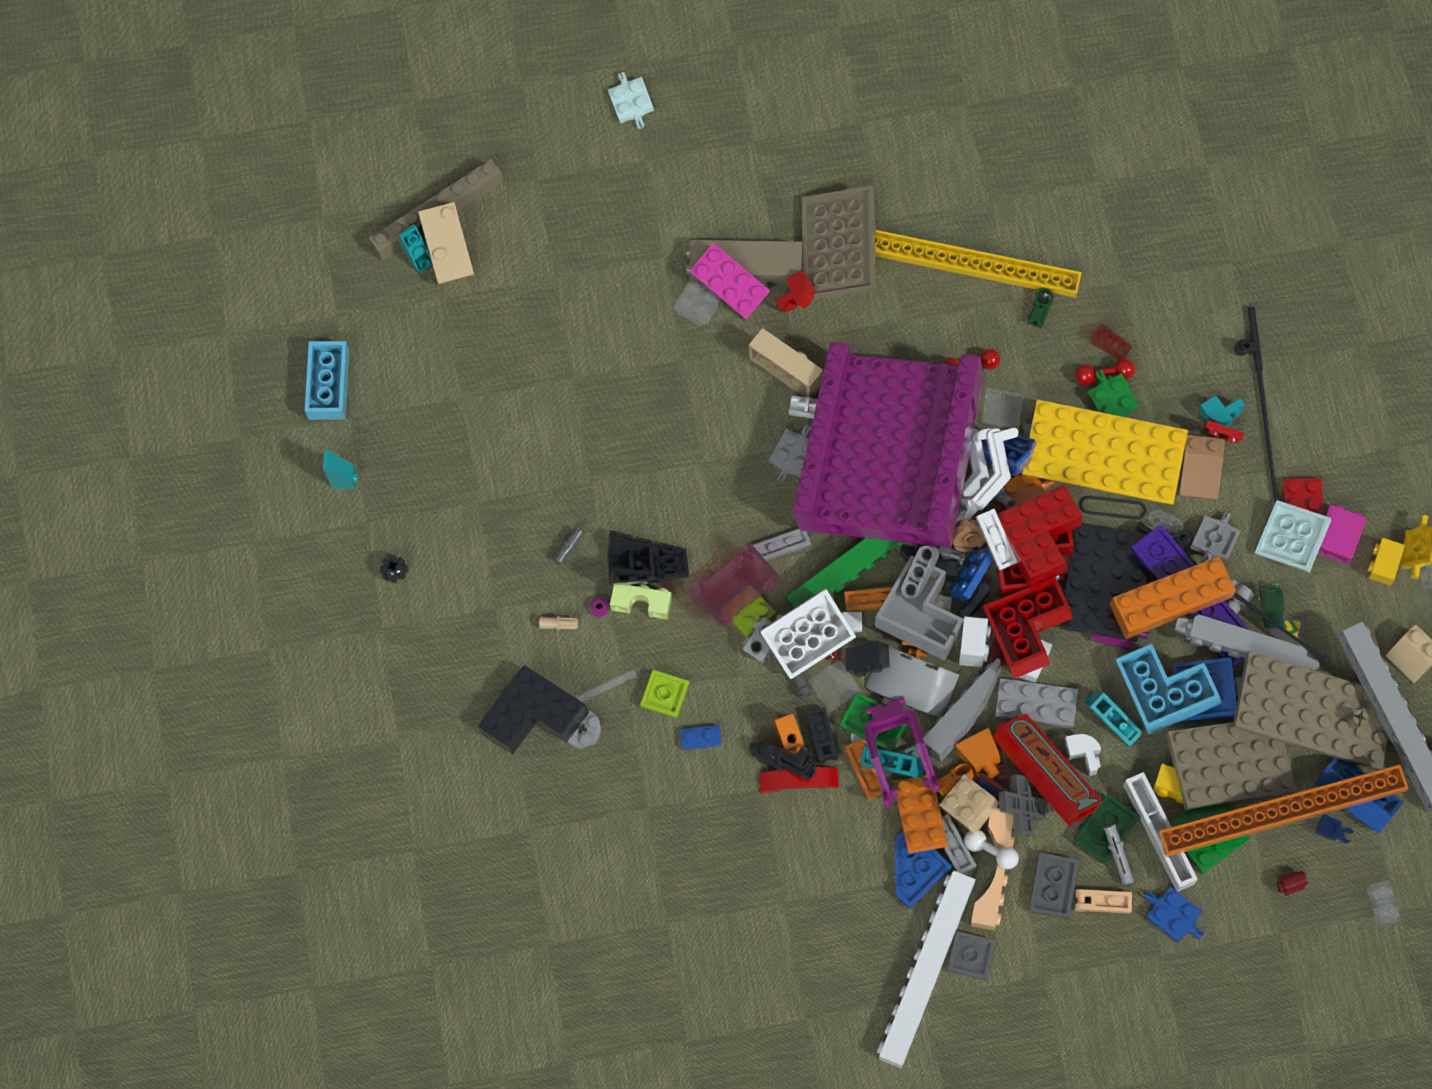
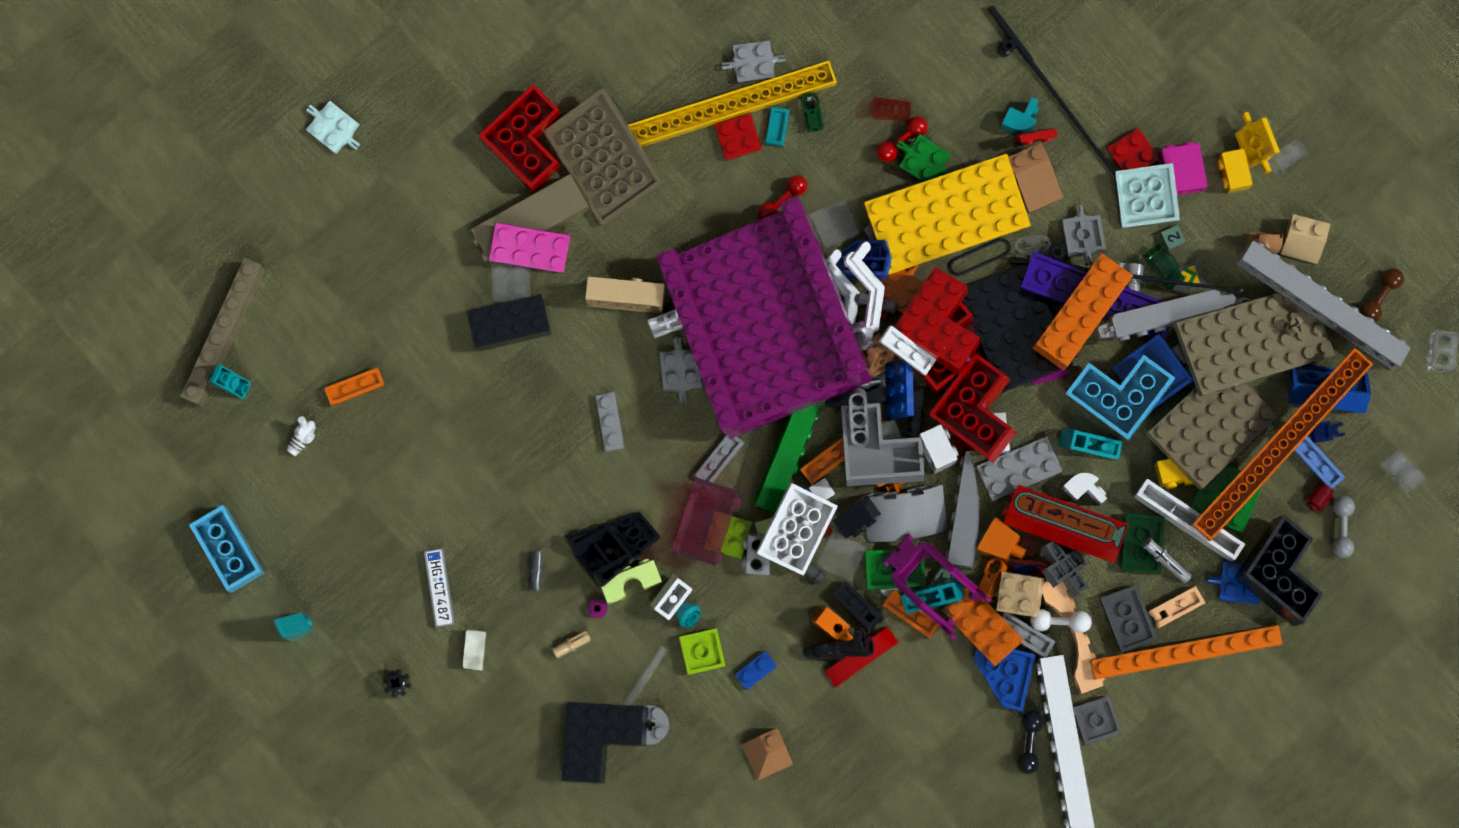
camera: 35 degrees left, 10 degrees up
(446, 243) = (254, 360): tan brick -> none
(449, 326) = (303, 434): none -> white piece
(474, 580) = (474, 650): none -> slope
(479, 514) = (439, 588): none -> tile
(514, 313) = (354, 386): none -> orange plate
(666, 632) = (671, 597): none -> white brick
(666, 812) = (767, 754): none -> medium nougat slope
(672, 655) = (688, 614): none -> teal cone
(674, 333) = (509, 323): none -> black brick
(708, 462) = (610, 422): none -> light grey plate
(776, 186) = (514, 138): none -> red brick
(800, 293) = (598, 221): red brick -> none
(887, 953) = (1032, 722): none -> black piece
(964, 293) = (738, 137): none -> red plate
(1003, 303) = (777, 127): none -> teal tile
(1016, 239) = (753, 62): none -> light grey plate
(1088, 943) = (1186, 652): none -> orange plate
(1206, 921) = (1271, 572): none -> black brick
(1287, 936) = (1343, 507): none -> light grey piece
(1295, 587) = (1173, 237): none -> sand green tile
(1309, 850) = (1318, 463): none -> medium blue plate
(1379, 635) = (1272, 243): none -> medium nougat cylinder

